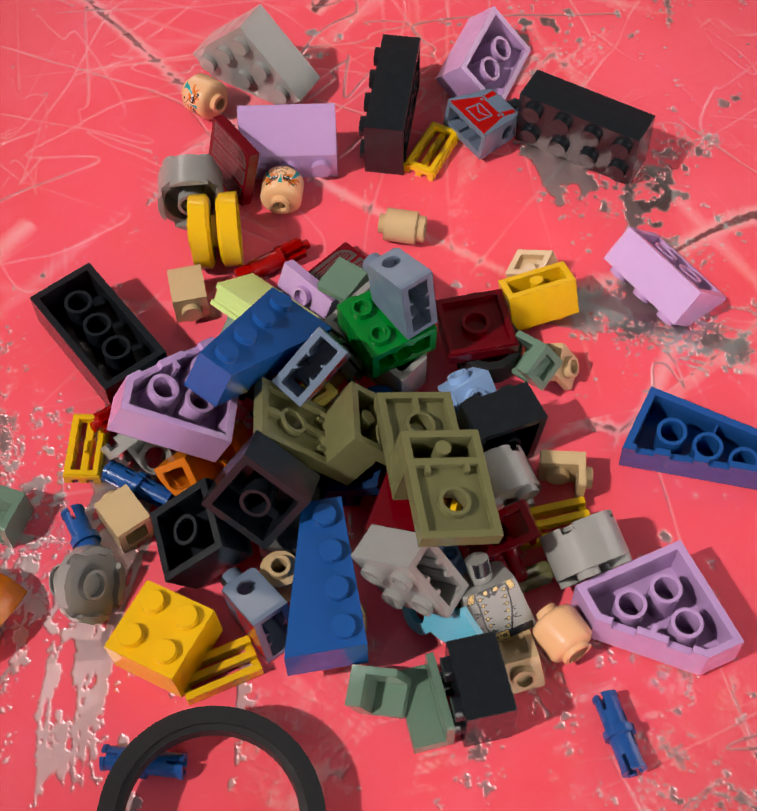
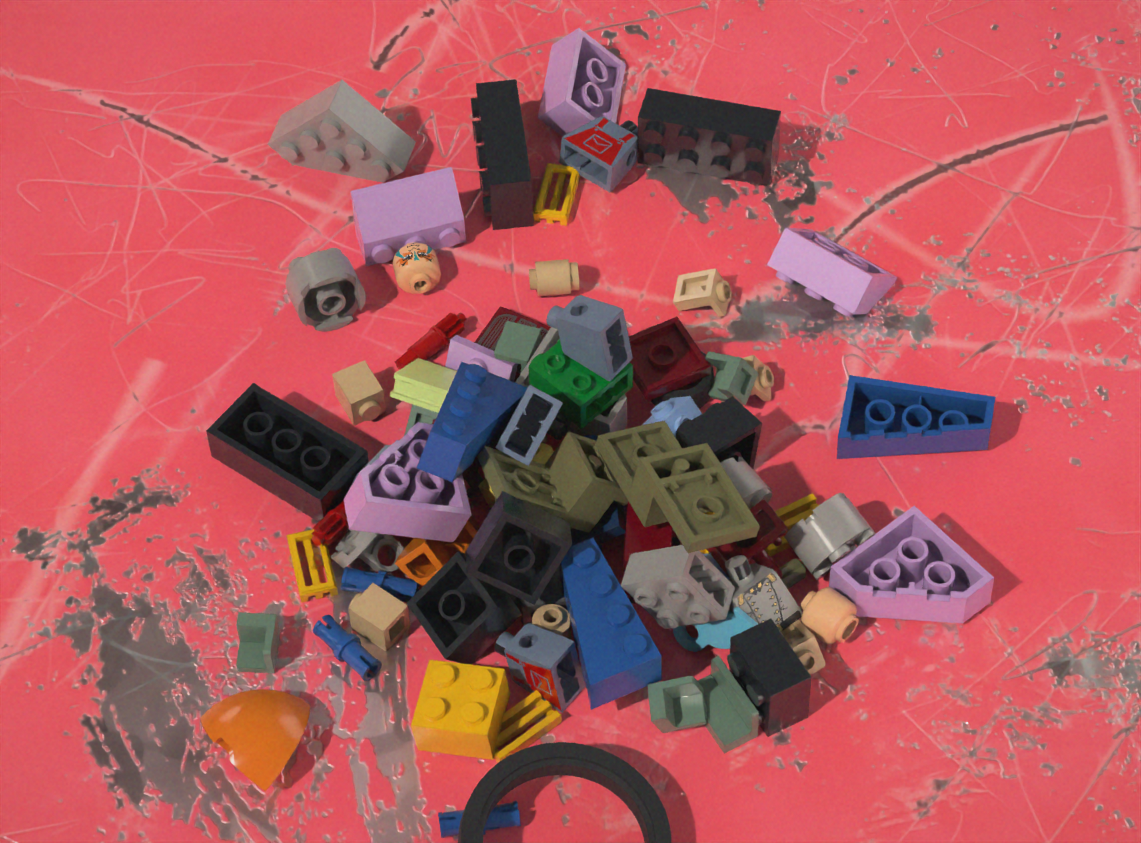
camera: 15 degrees left, 5 degrees down
(88, 584) = (370, 679): light grey tile -> none
(204, 96) = (297, 187): light nougat head -> none
(213, 230) = (368, 322): yellow wheel -> none
(235, 158) = (362, 244): dark red tile -> none
(540, 295) = (717, 314): yellow brick -> none
(564, 467) = (789, 470): tan bracket -> none
(619, 734) = (904, 687): blue pin -> none

